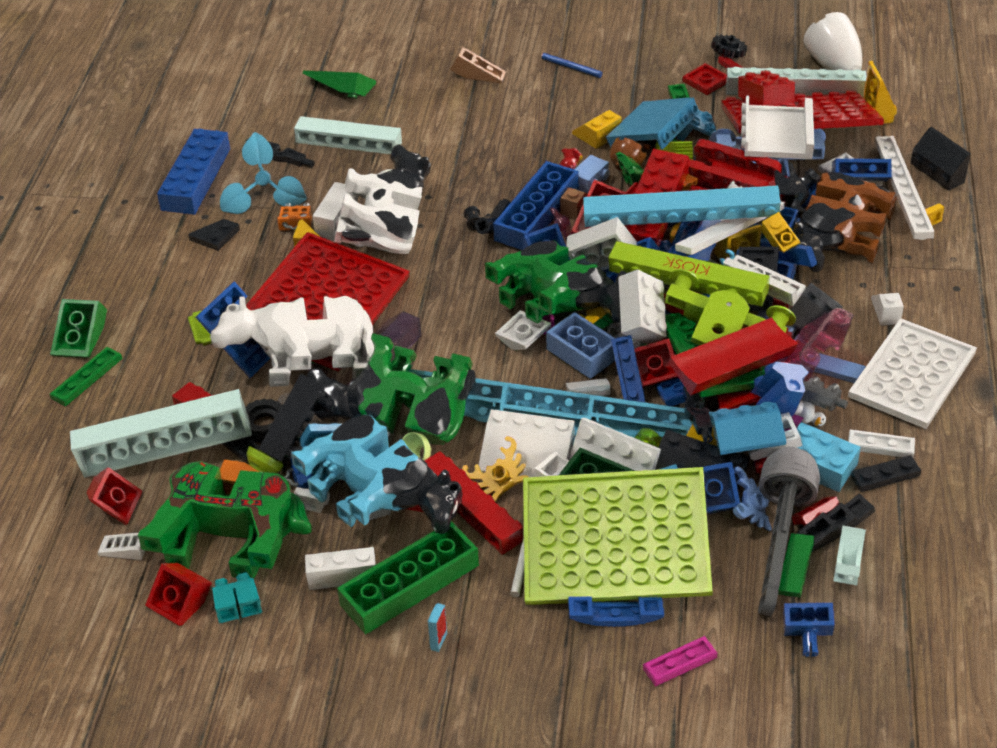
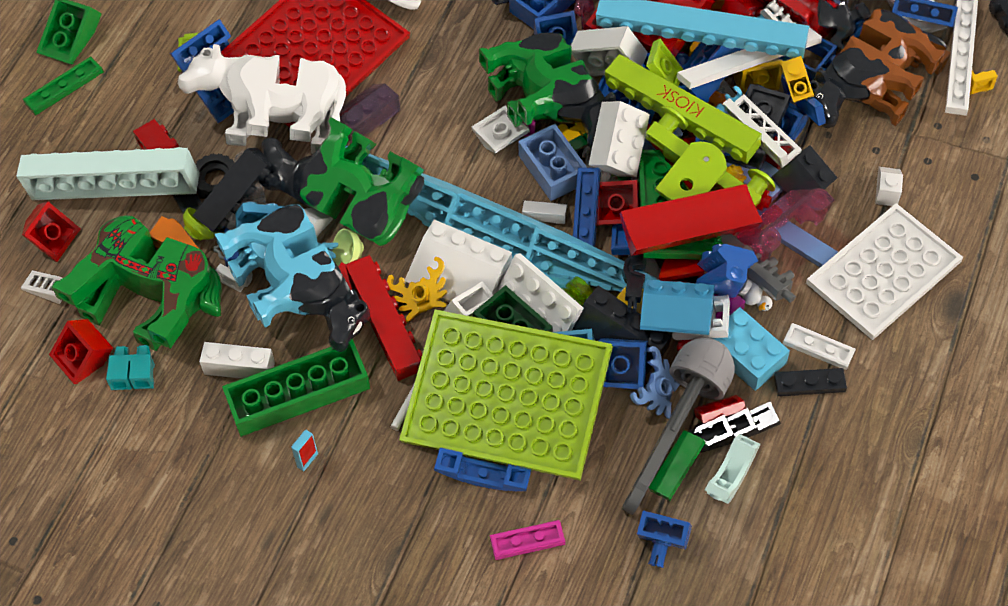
camera: 15 degrees right, 15 degrees up
(654, 240) = (663, 62): none -> lime tile

